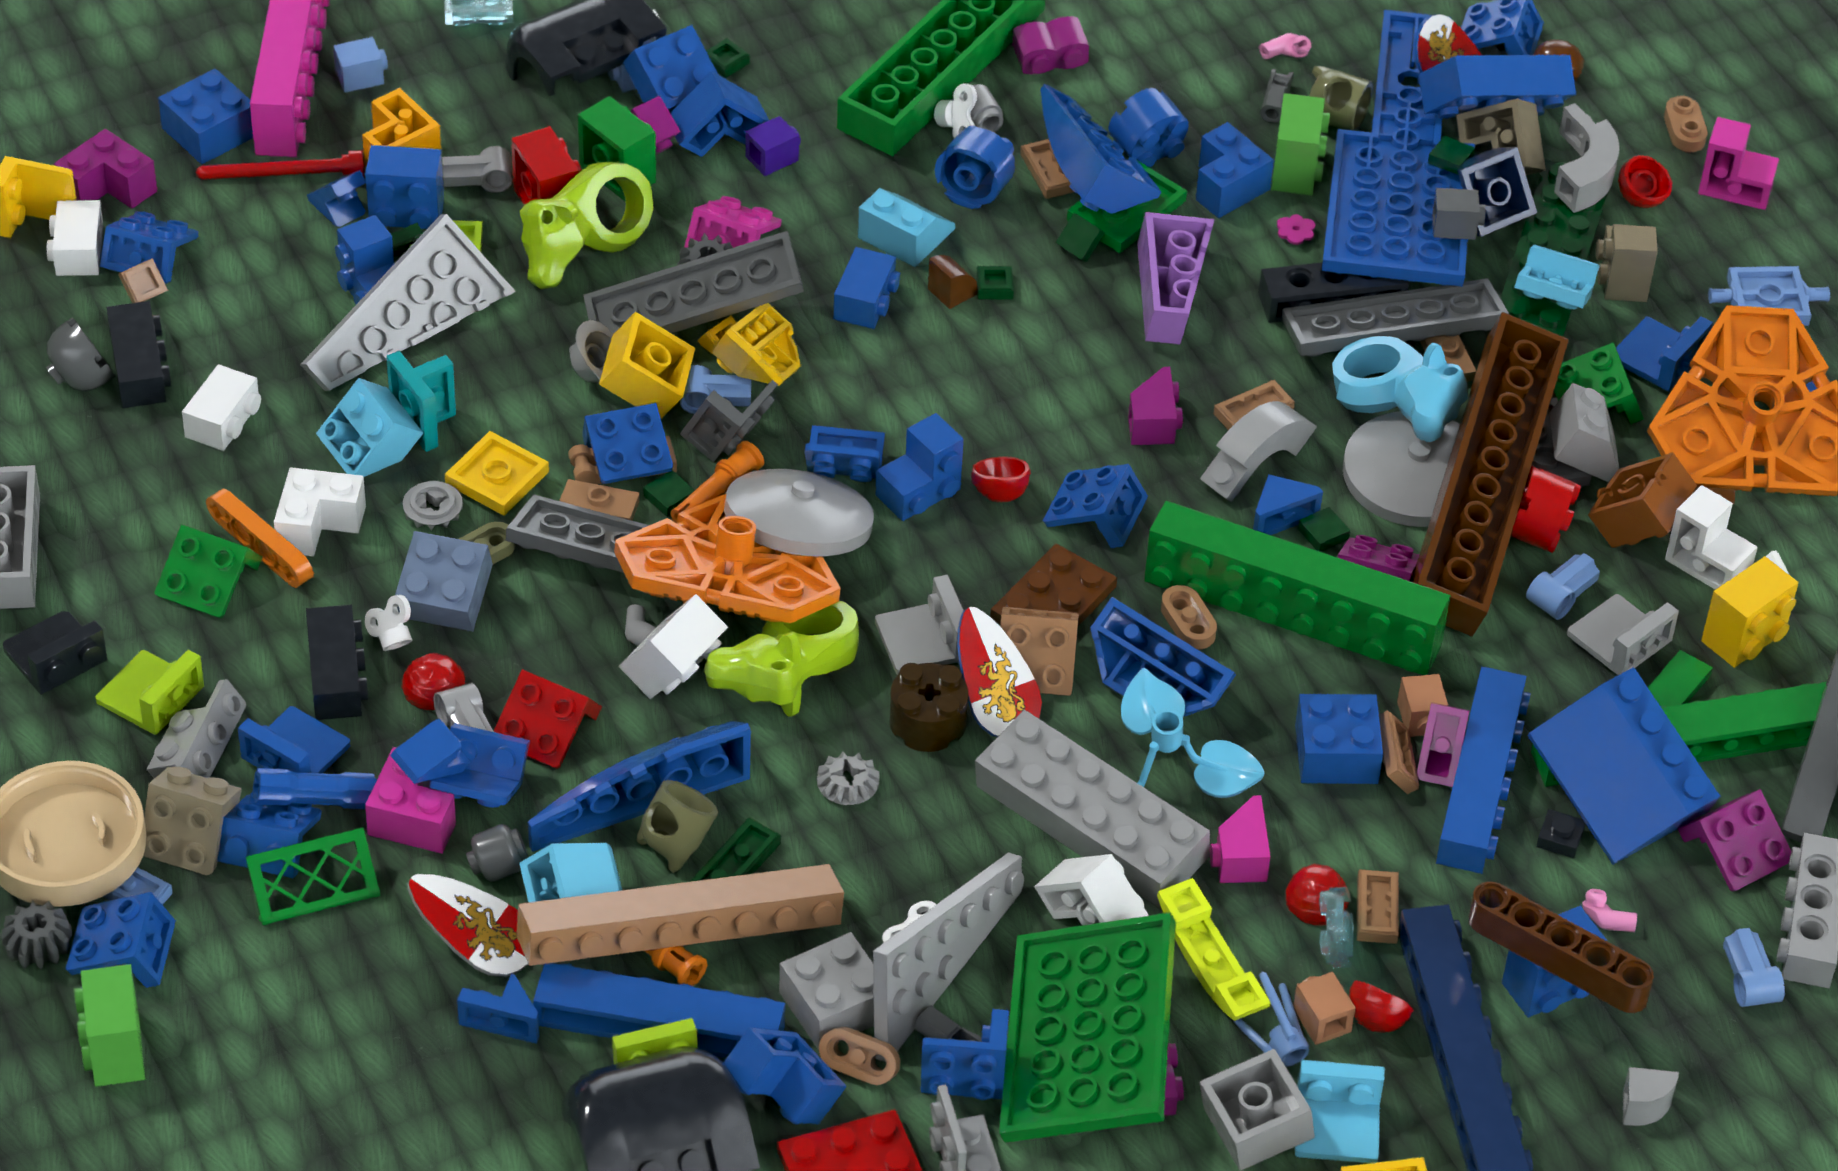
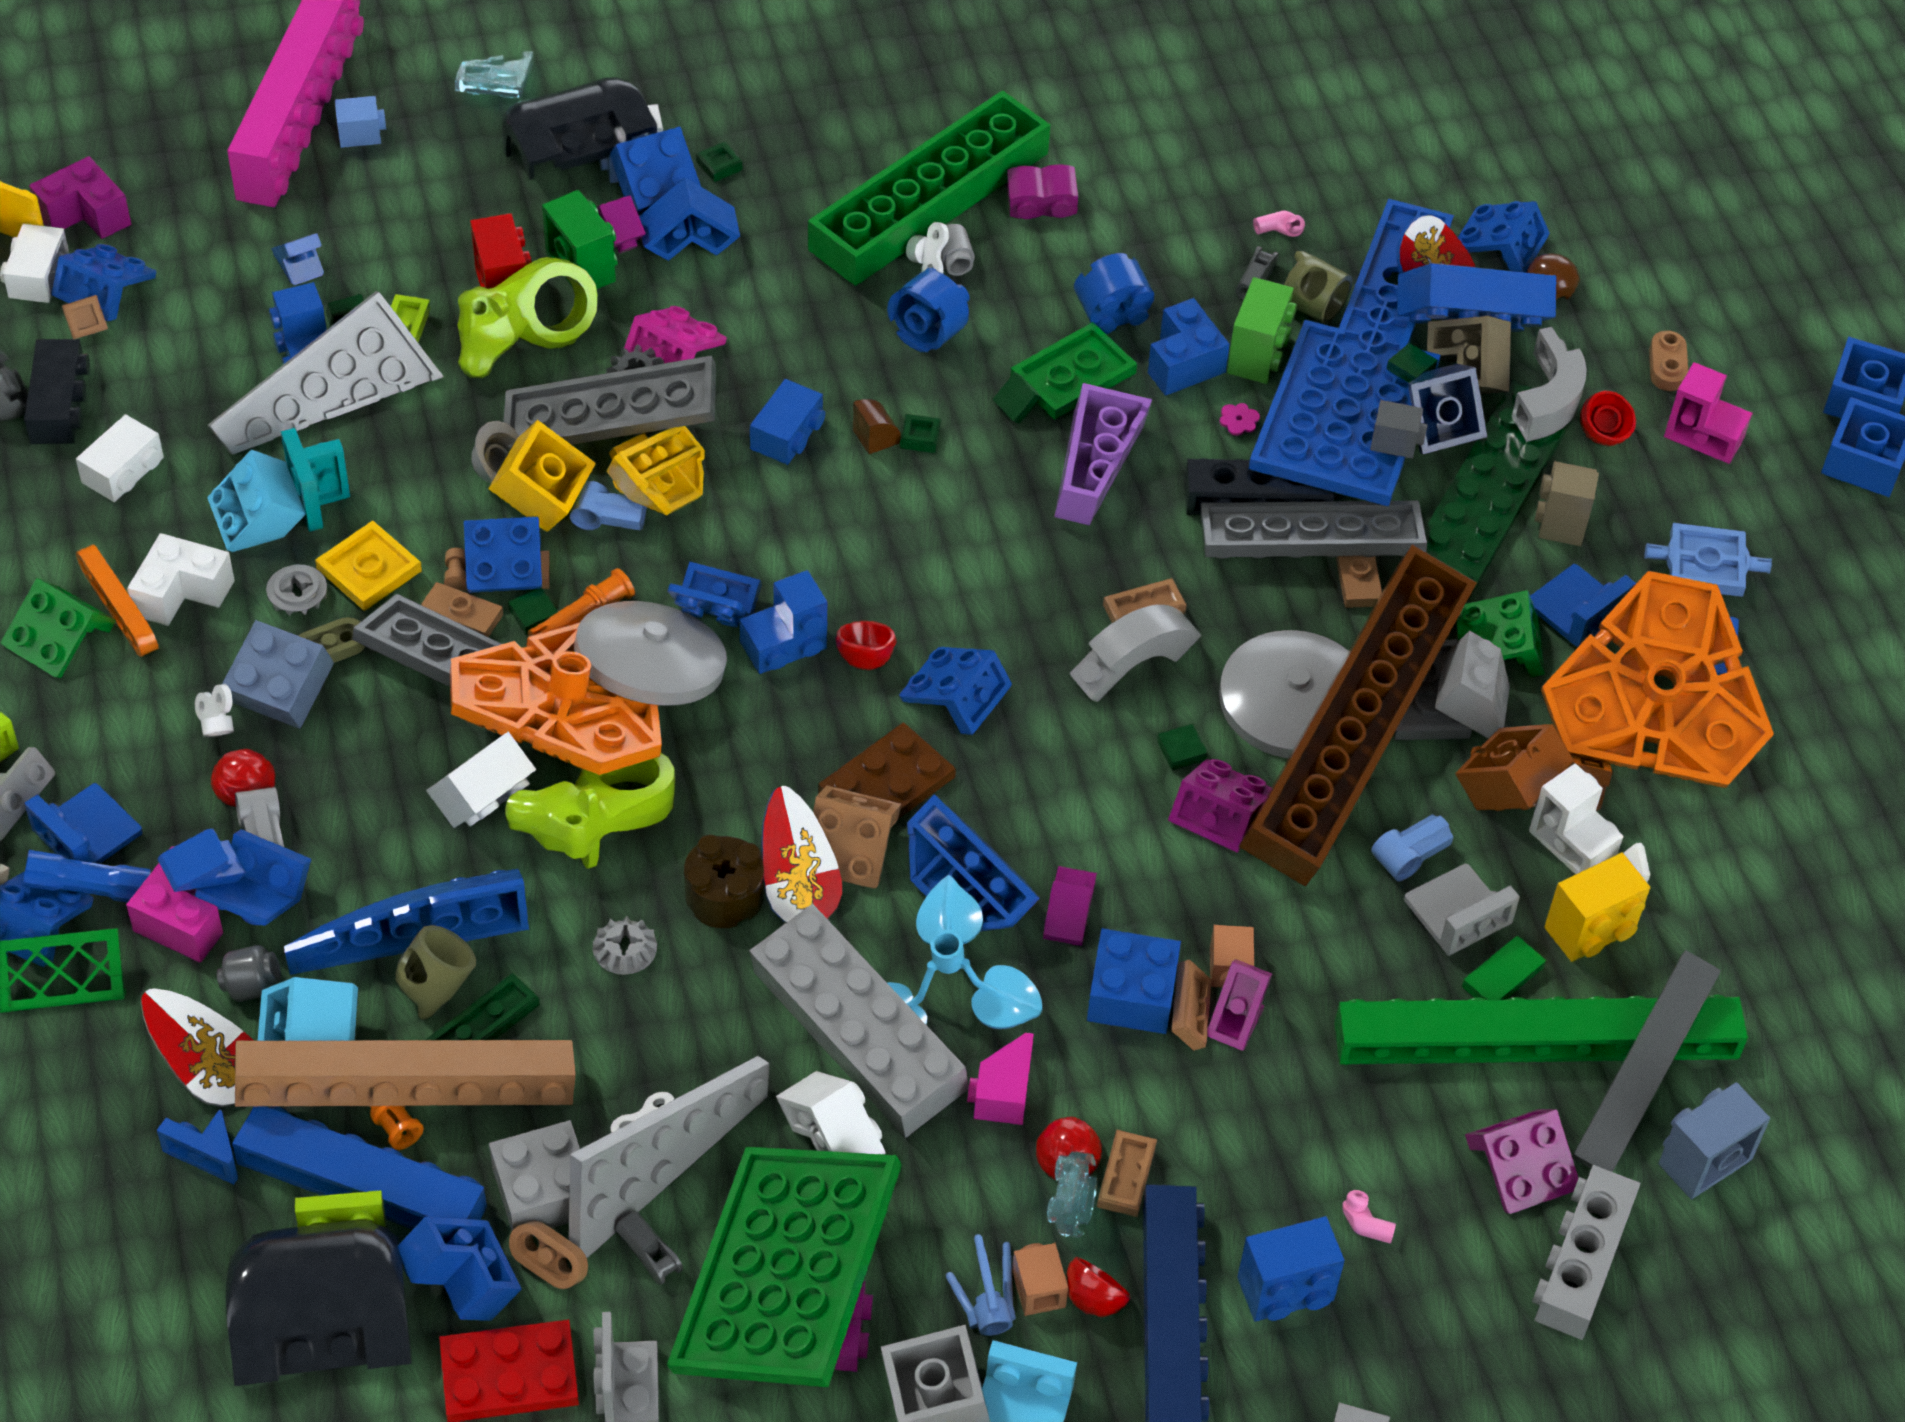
camera: 10 degrees right, 5 degrees up
(207, 116) = (194, 154): blue brick -> none
(336, 662) = (150, 743): black brick -> none
(347, 164) = (321, 222): red piece -> none
(400, 123) = (374, 205): light orange brick -> none
(404, 185) = (360, 254): blue brick -> none
(488, 169) = (450, 246): light grey piece -> none
(545, 716) = (338, 833): red bracket -> none
(636, 627) = (459, 747): light grey arm -> none
(720, 426) = (594, 552): dark grey bracket -> none
(772, 145) = (737, 259): dark purple brick -> none
(901, 226) = (842, 360): medium azure slope -> none
(924, 631) = (738, 799): light grey bracket -> none
(968, 1066) = (652, 1290): blue bracket -> none
(1045, 169) = (1006, 320): medium nougat plate -> none
(1091, 159) = (1046, 319): blue wedge -> none
(1153, 410) = (1039, 594): magenta slope -> none
(1193, 623) = (1019, 825): medium nougat plate -> none
(1208, 954) = (938, 1195): neon yellow slope -> none
(1258, 683) = (1069, 905): none -> magenta slope
(1284, 504) = (1144, 716): blue slope -> none
(1297, 588) = (1131, 811): green brick -> none
(1420, 386) = (1313, 608): medium azure animal -> none
(1481, 770) = (1274, 1038): blue brick -> none
(1545, 509) = (1409, 761): red brick -> none
(1557, 277) = (1487, 511): medium azure bracket -> none
(1560, 947) = (1293, 1282): reddish brown beam -> none
(1561, 833) = (1341, 1120): black plate -> none
(1624, 766) = (1418, 1062): blue slope -> none
(1754, 977) = (1502, 1318): medium blue piece -> none

